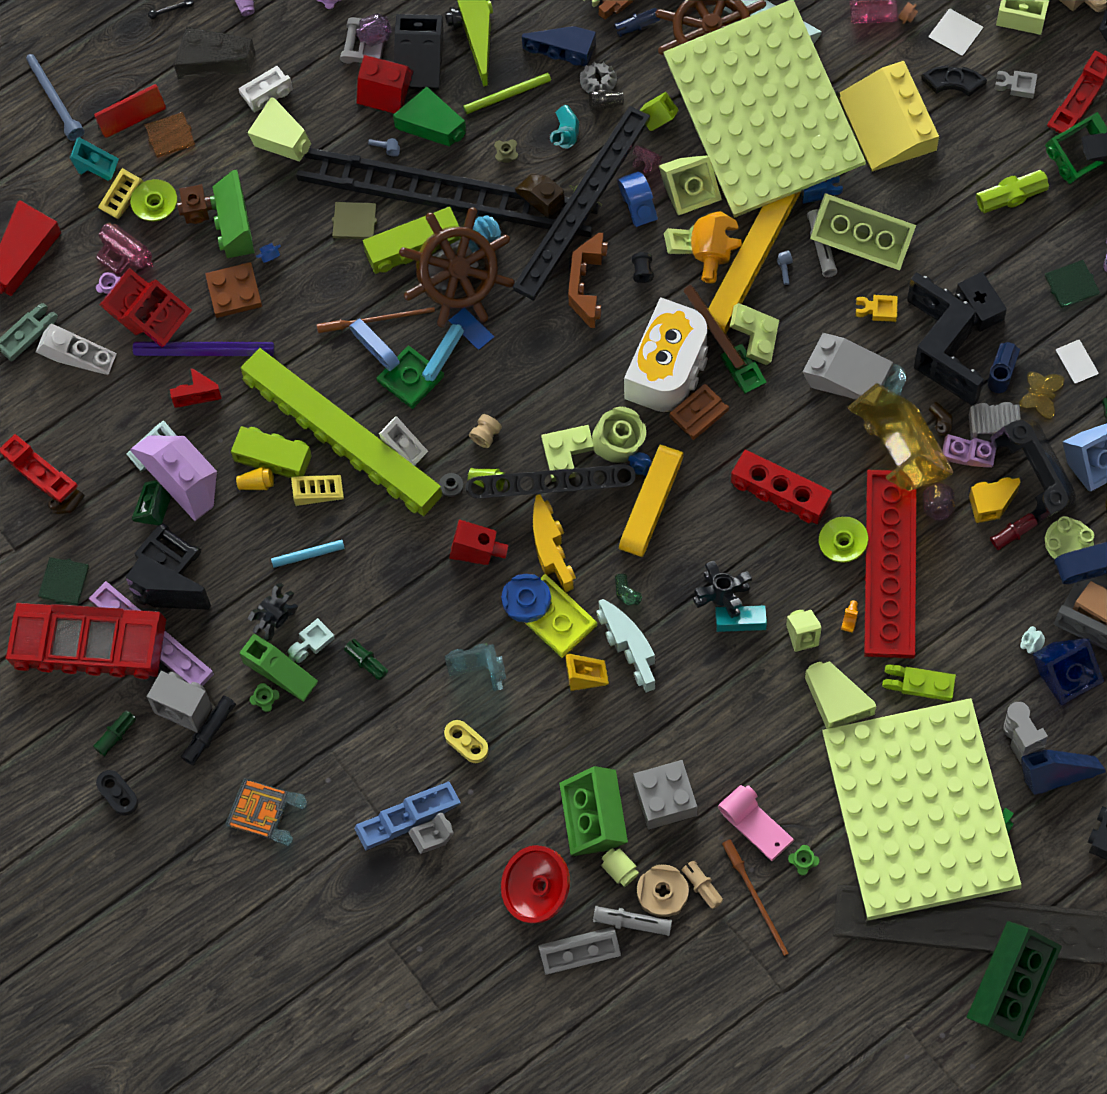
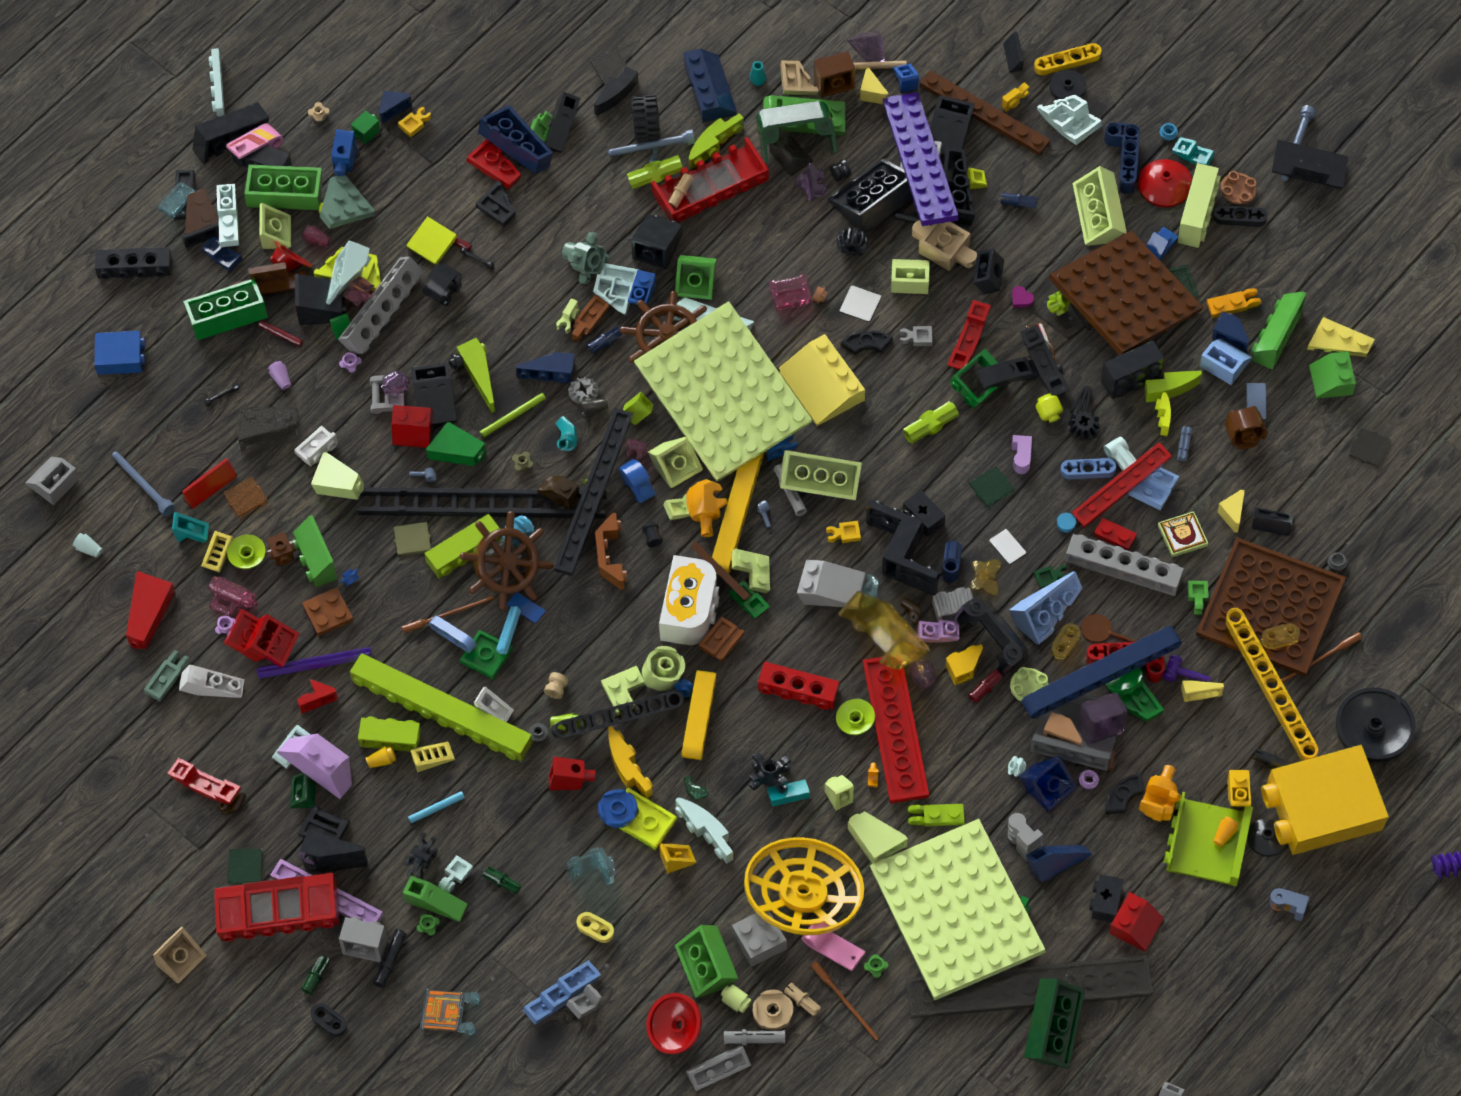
camera: 15 degrees left, 5 degrees down
(737, 733) = (804, 880): none -> yellow dish

